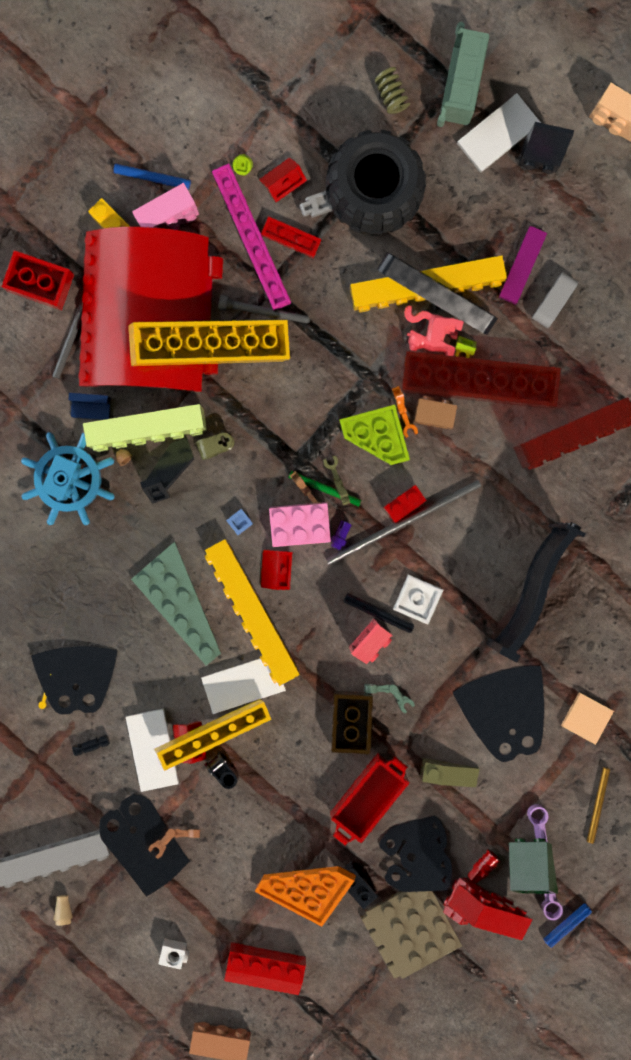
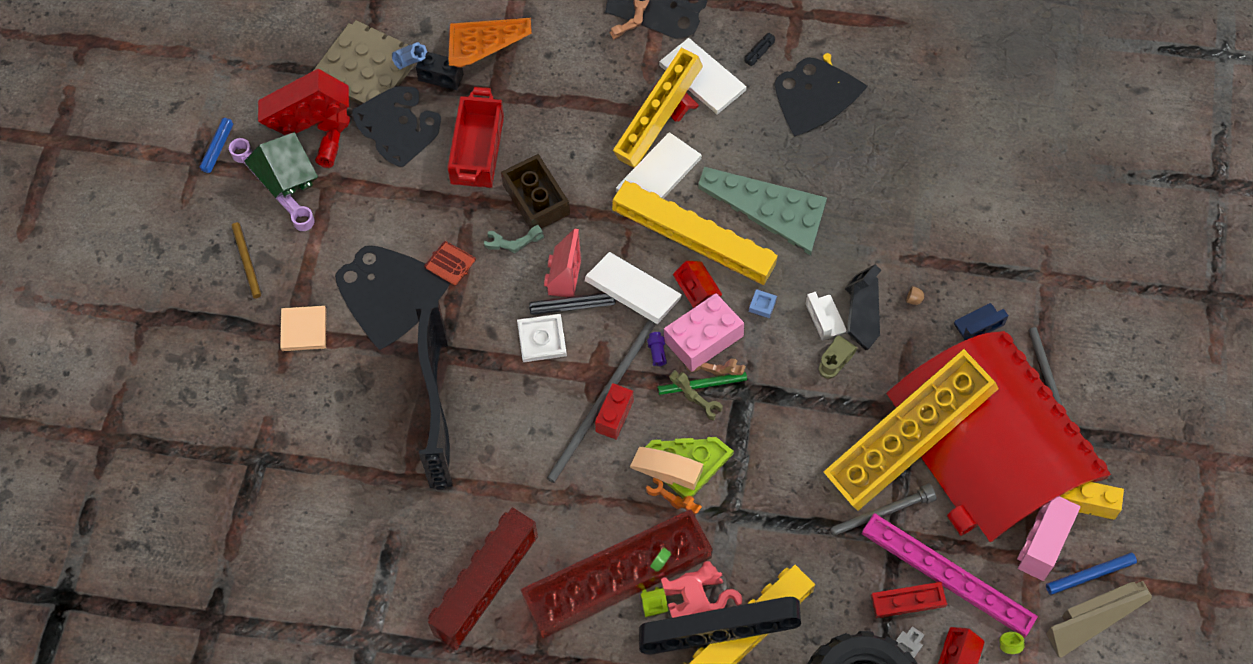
camera: 145 degrees right, 25 degrees down
(37, 280) = (1118, 399): red brick -> none
(63, 478) = (957, 239): dark azure piece -> none
(145, 427) = (913, 327): yellowish green brick -> none
(170, 147) = (1095, 616): none -> dark tan wedge
(199, 483) = (825, 316): none -> white panel
(222, 769) = (627, 92): black piece -> none
(327, 595) = (633, 287): none -> white tile
(377, 910) = (409, 55): none -> medium blue piece
(397, 433) = (667, 467): none -> light nougat slope
(435, 413) = (640, 514): medium nougat brick -> none
(448, 706) = (450, 263): none -> clear red piece
(448, 773) = (413, 203): olive slope -> none
(450, 361) = (660, 560): none -> bright green tile

